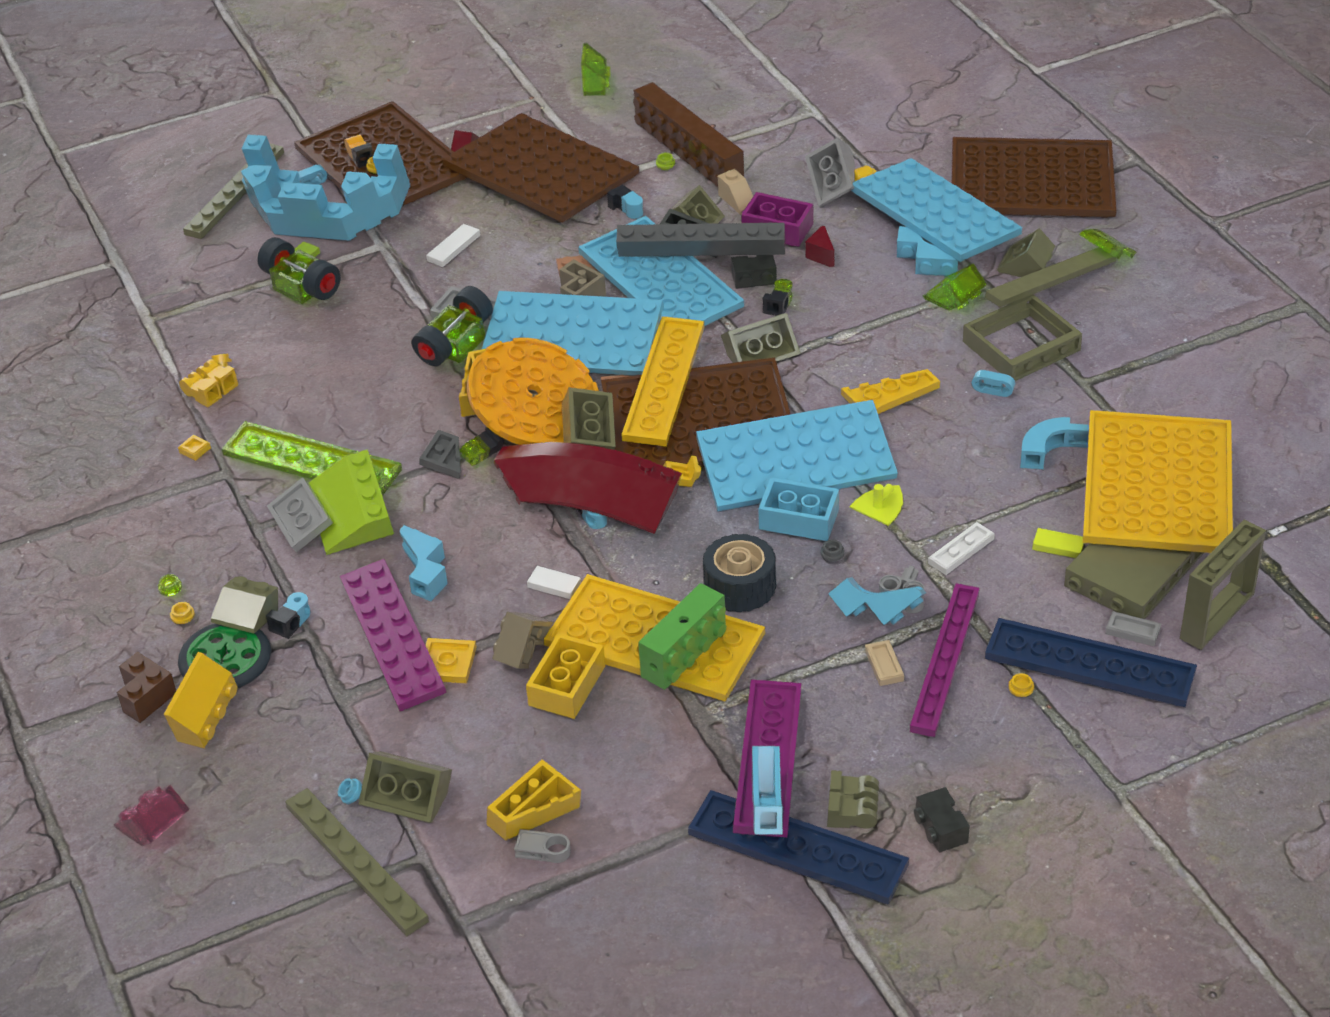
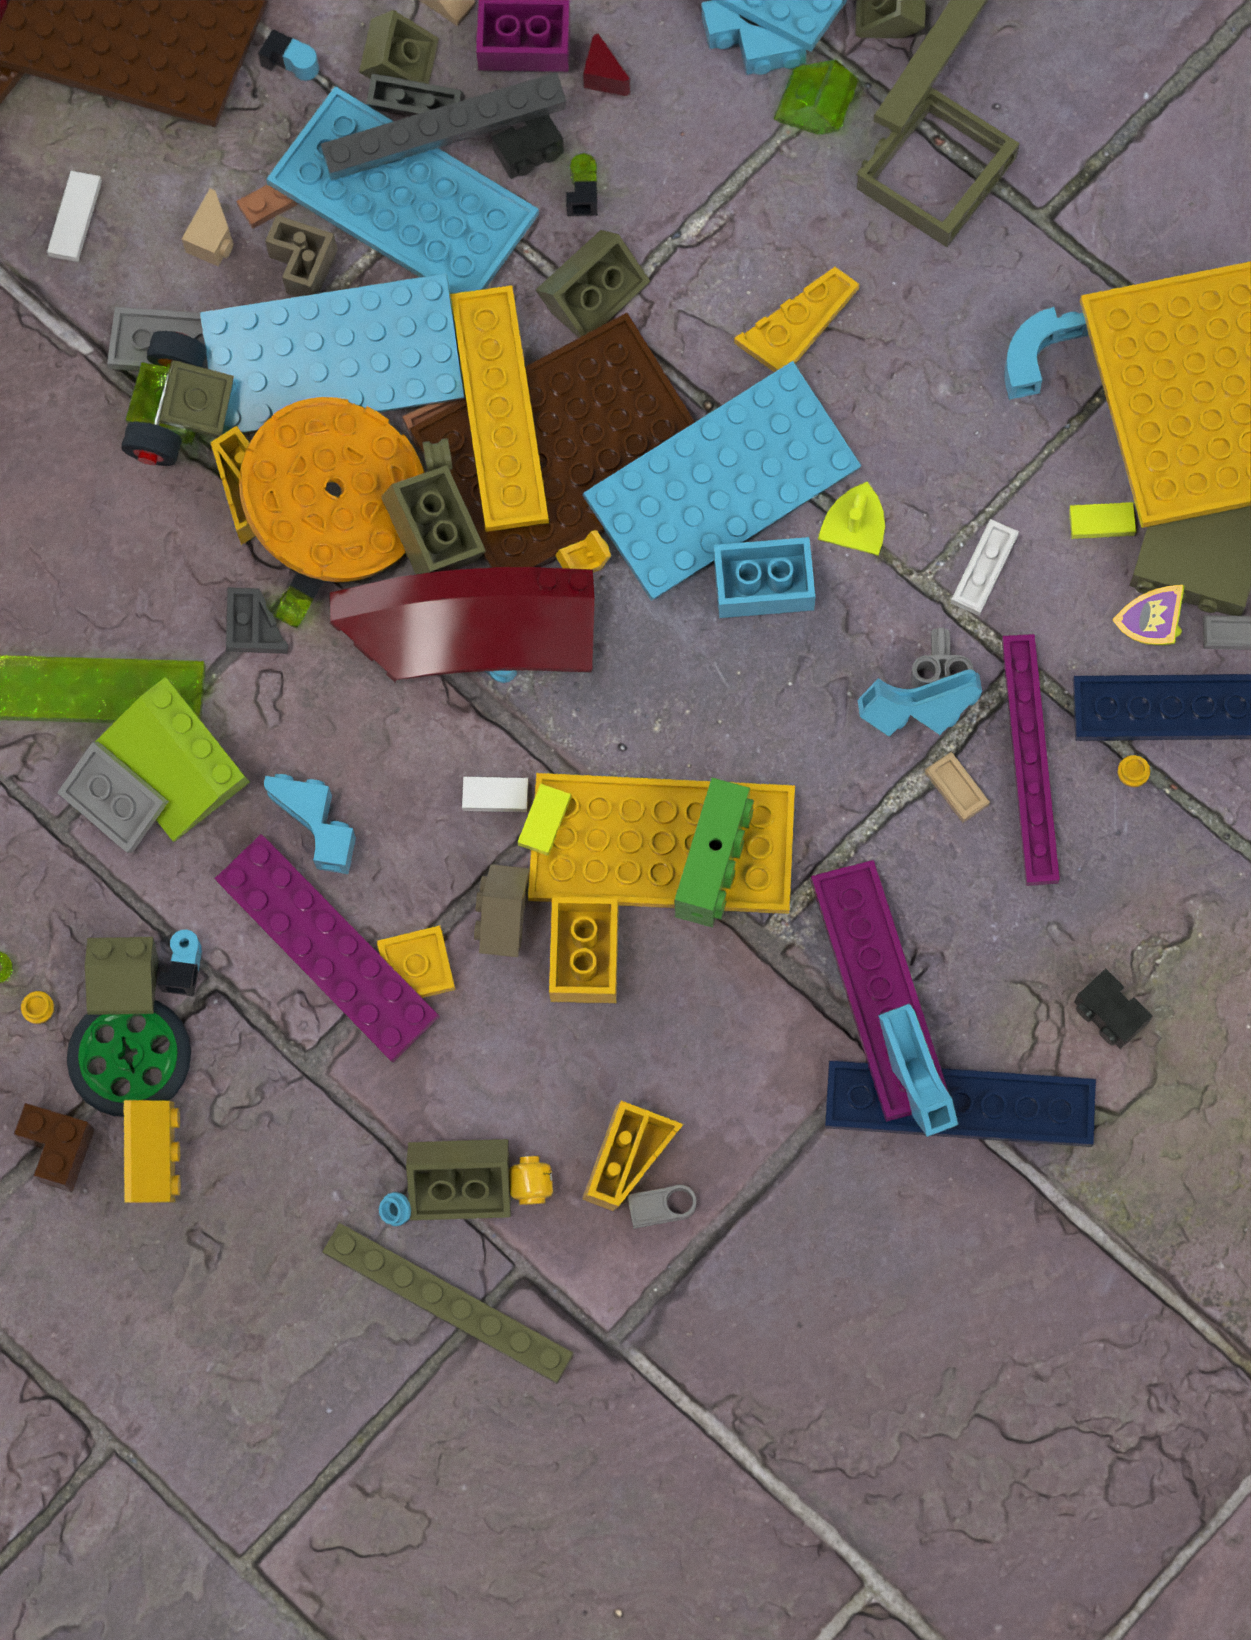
camera: 20 degrees left, 30 degrees up
(152, 815) = (169, 1332): clear pink slope -> none
(454, 800) = (530, 1181): none -> yellow head
(471, 327) = (196, 399): none -> olive tile
(529, 266) = (208, 232): none -> tan slope
(577, 597) = (544, 819): none -> neon yellow tile
(614, 388) = (437, 454): none -> olive wheel
(741, 570) = (731, 711): black wheel -> none
(832, 550) = (831, 619): dark grey plate -> none
(852, 801) = (984, 1010): olive legs -> none
(993, 383) = (928, 264): medium azure beam -> none
(1073, 598) = (1153, 616): none -> shield

